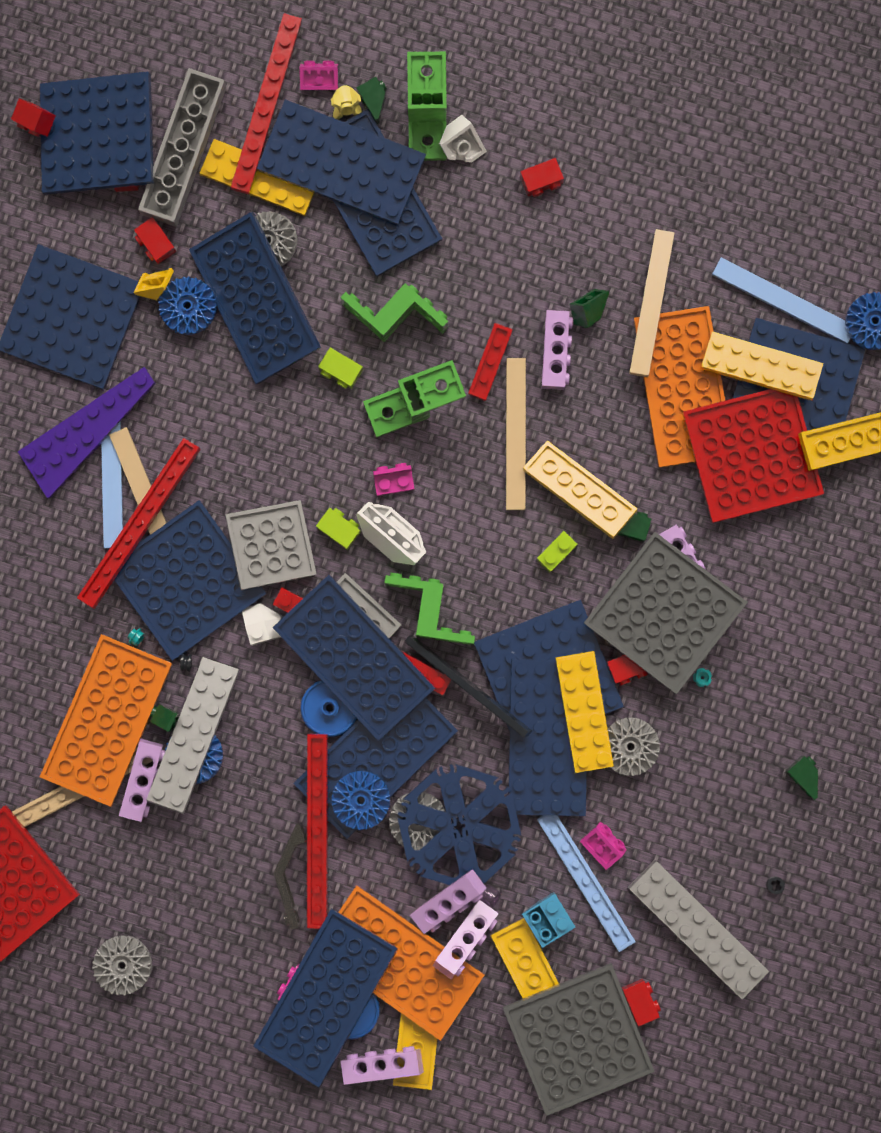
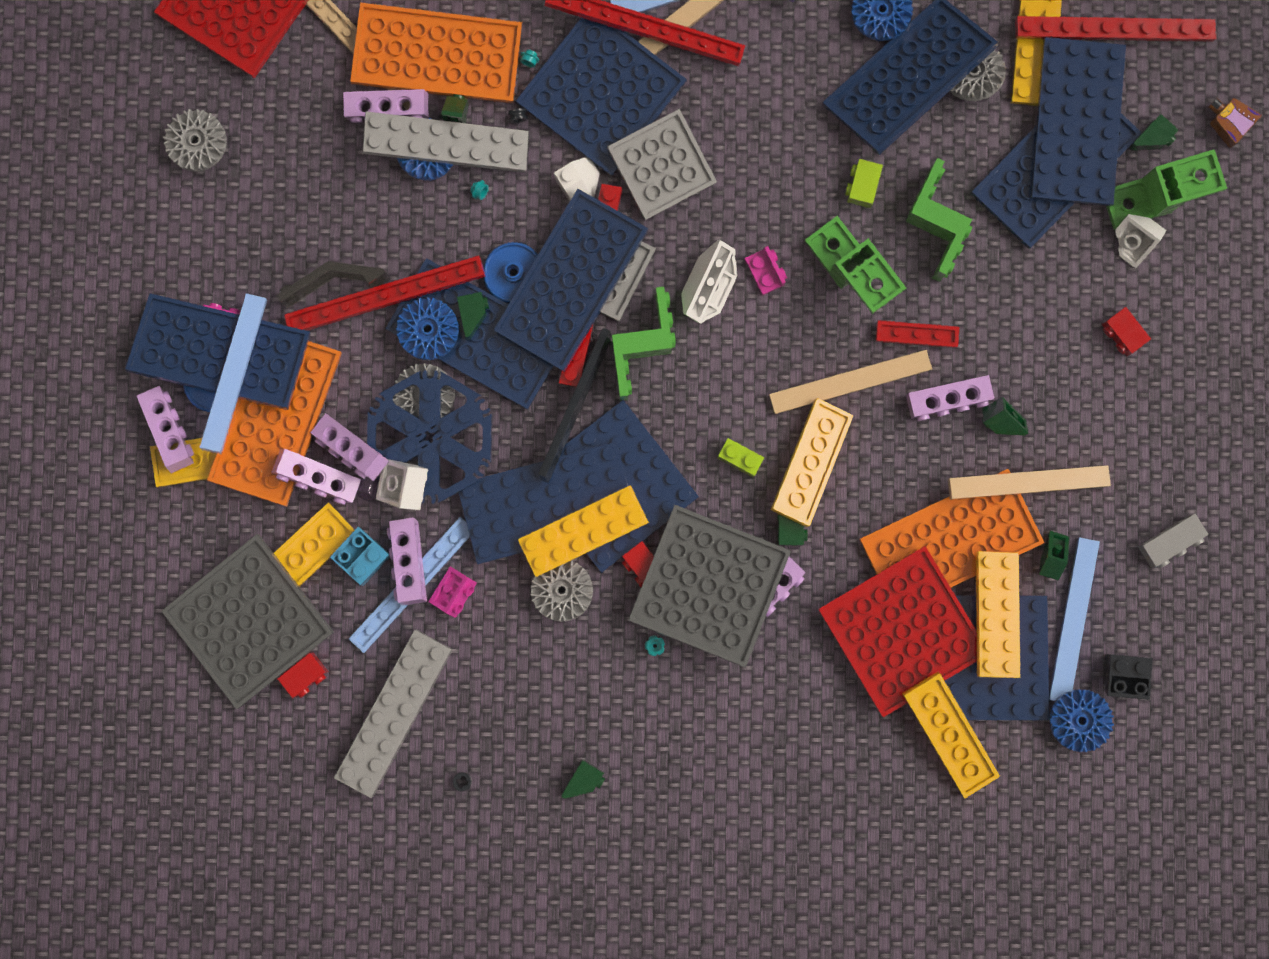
camera: 70 degrees right, 0 degrees up
(244, 717) = (479, 190): none -> teal plate
(318, 76) = (1161, 73): dark pink bracket -> none
(338, 528) = (699, 228): lime brick -> none
(346, 102) = (1142, 108): light yellow brick -> none
(352, 988) = (233, 374): none -> light blue tile
(356, 755) = (472, 312): none -> dark green slope
(379, 26) = (1232, 120): none -> dark orange torso
(497, 863) = (402, 485): none -> white slope
(595, 877) = (416, 591): none -> lavender brick
(722, 300) = (1054, 556): none -> dark green slope
(739, 192) = (1173, 541): none -> light grey brick
(847, 268) = (1127, 676): none -> black slope

